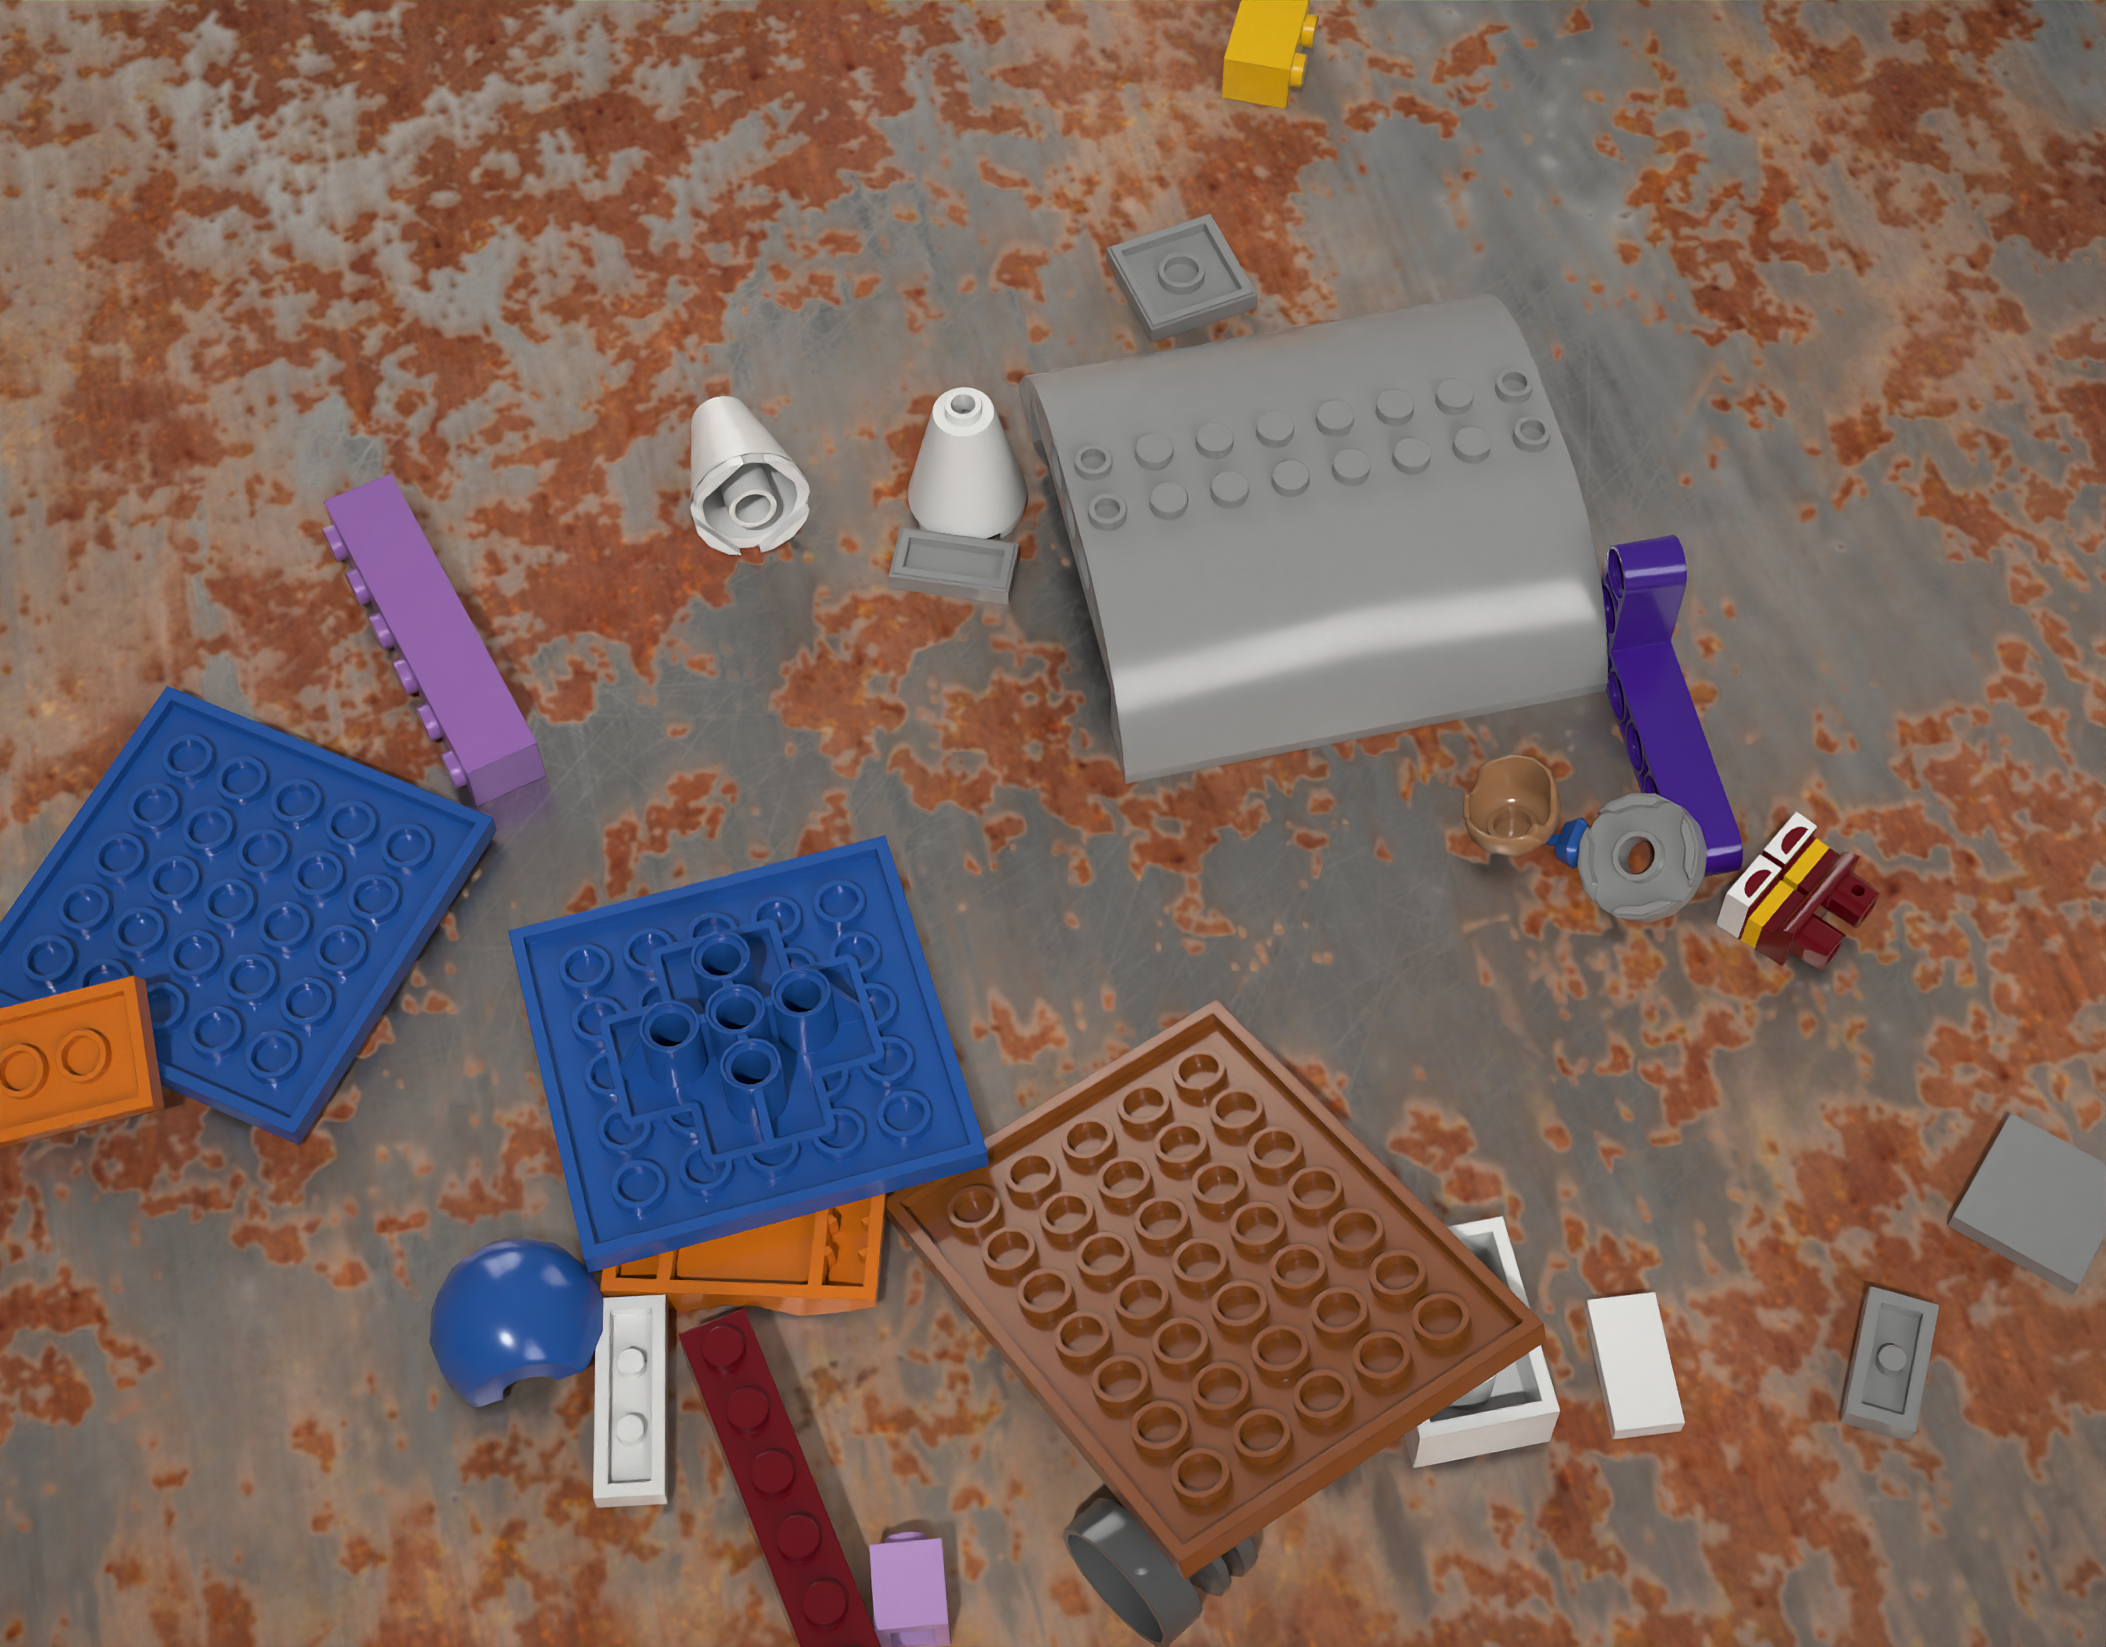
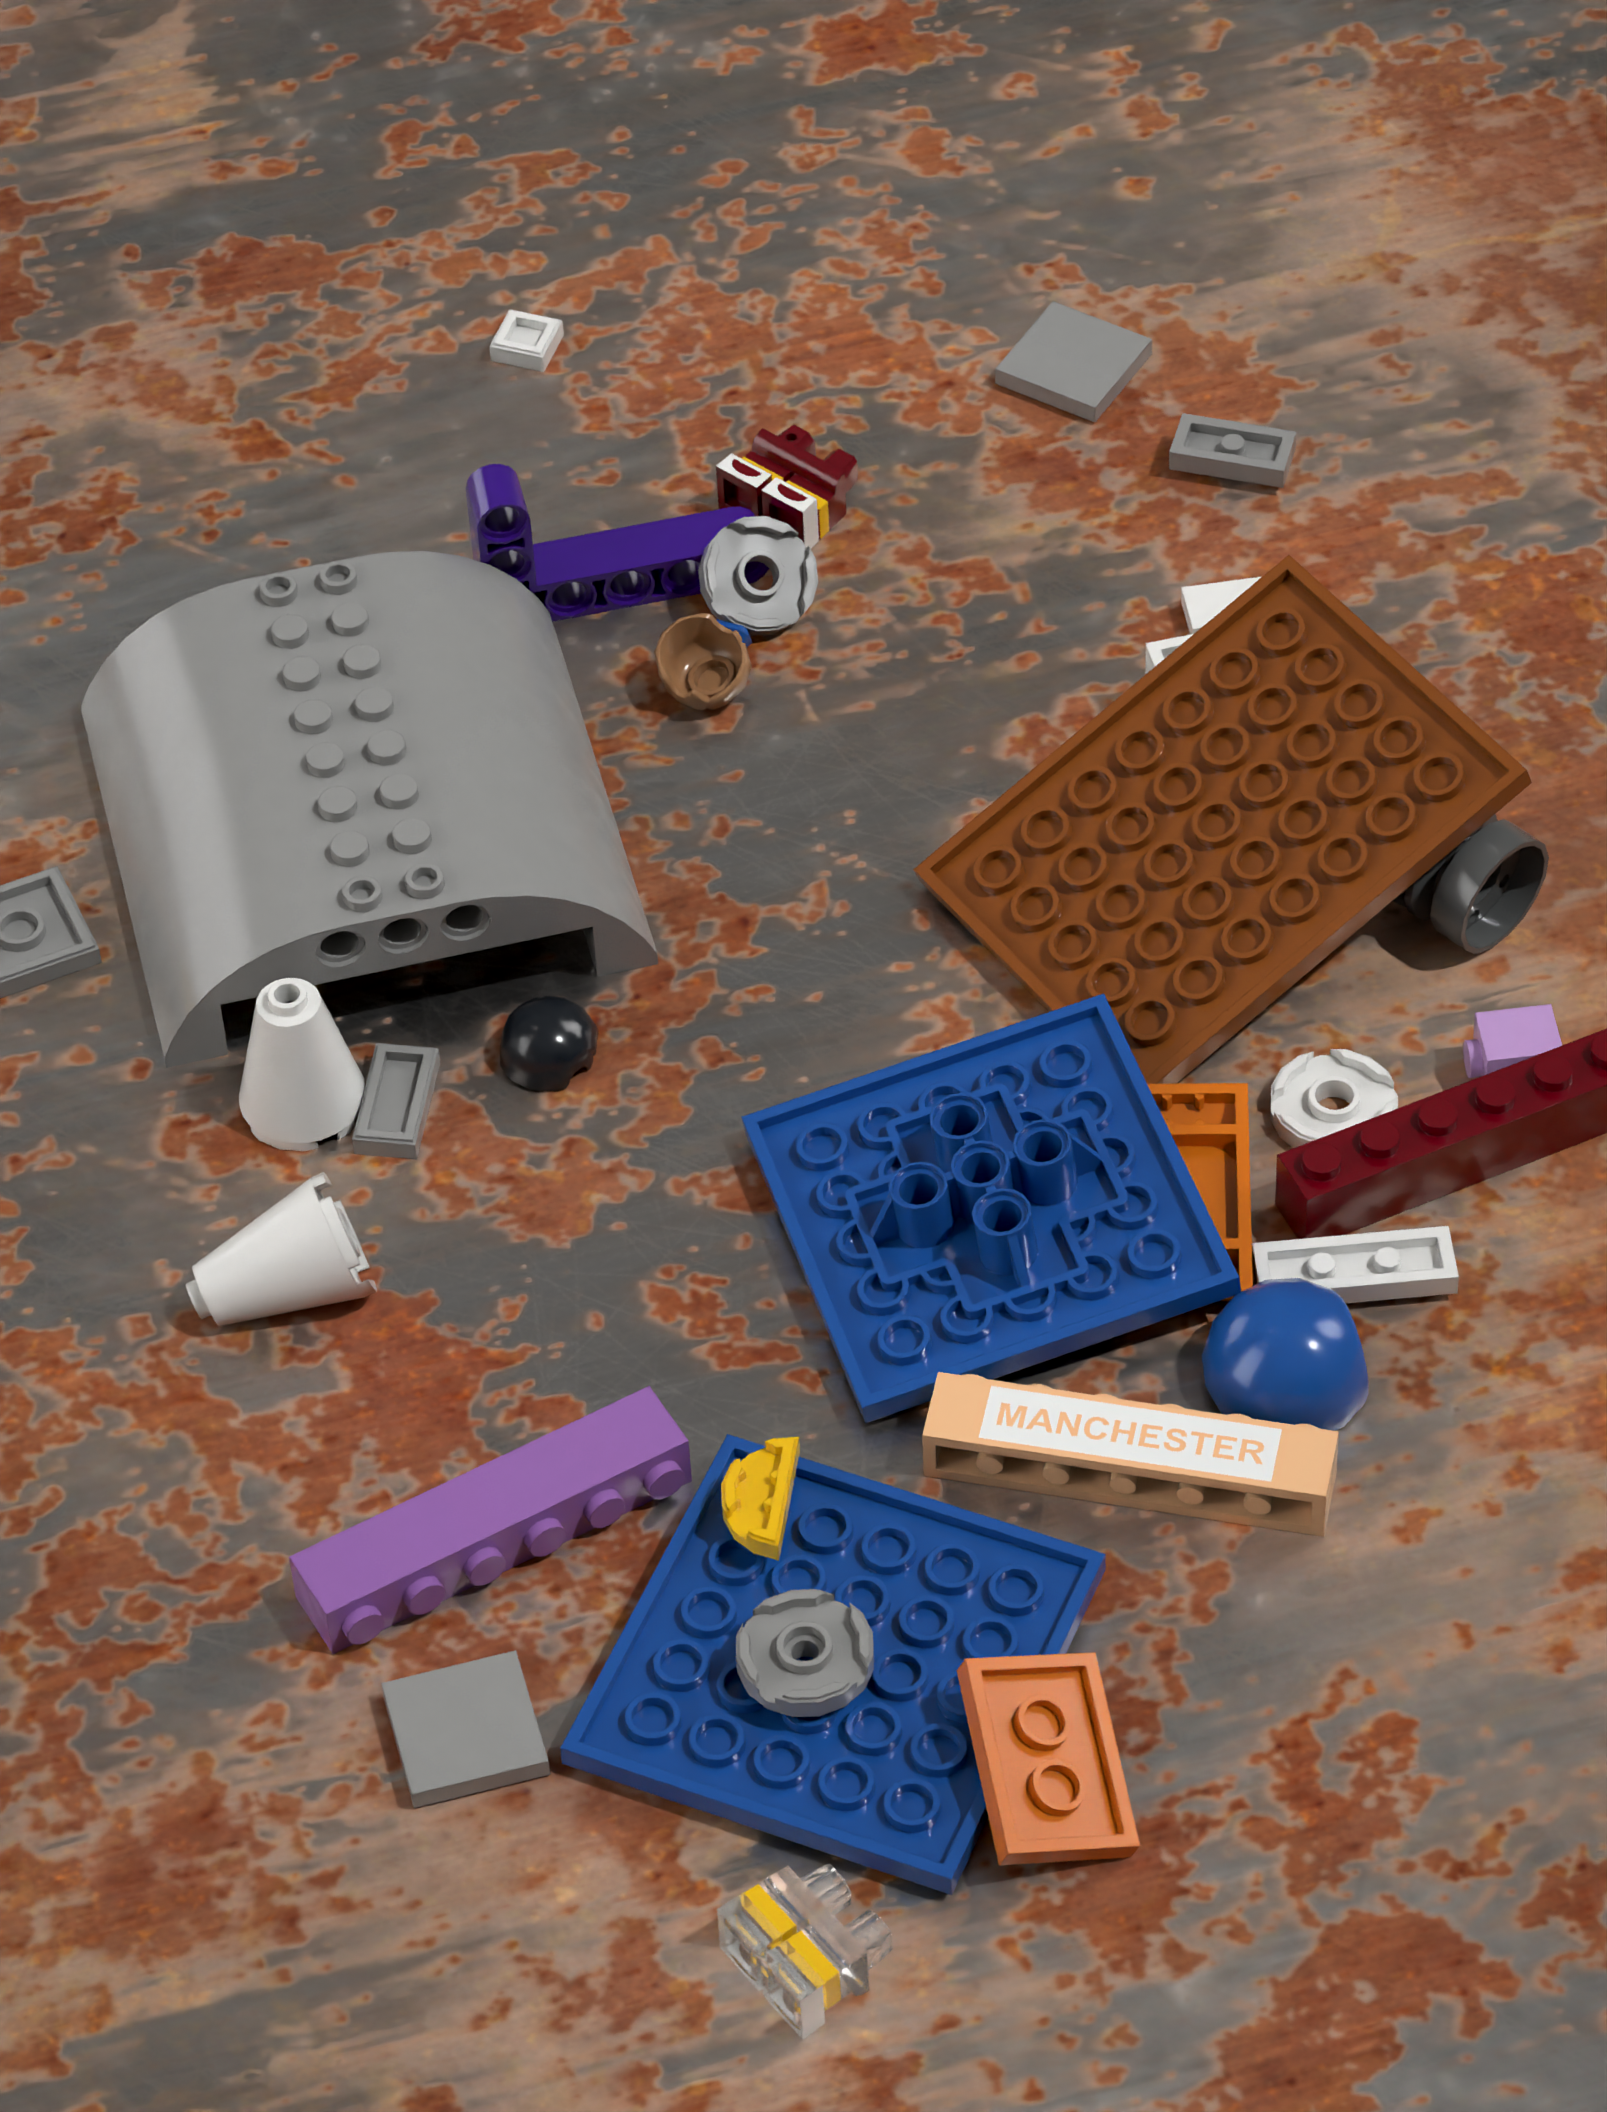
camera: 90 degrees left, 10 degrees down
(203, 838) = (801, 1626): none -> light grey plate
(224, 627) = (465, 1729): none -> light grey tile
(392, 830) = (759, 1496): none -> yellow plate
(417, 1172) = (1130, 1453): none -> light nougat brick
(881, 1442) = (1341, 1075): none -> white tile
(1011, 682) = (547, 1043): none -> black hair
(2027, 662) = (526, 340): none -> white tile

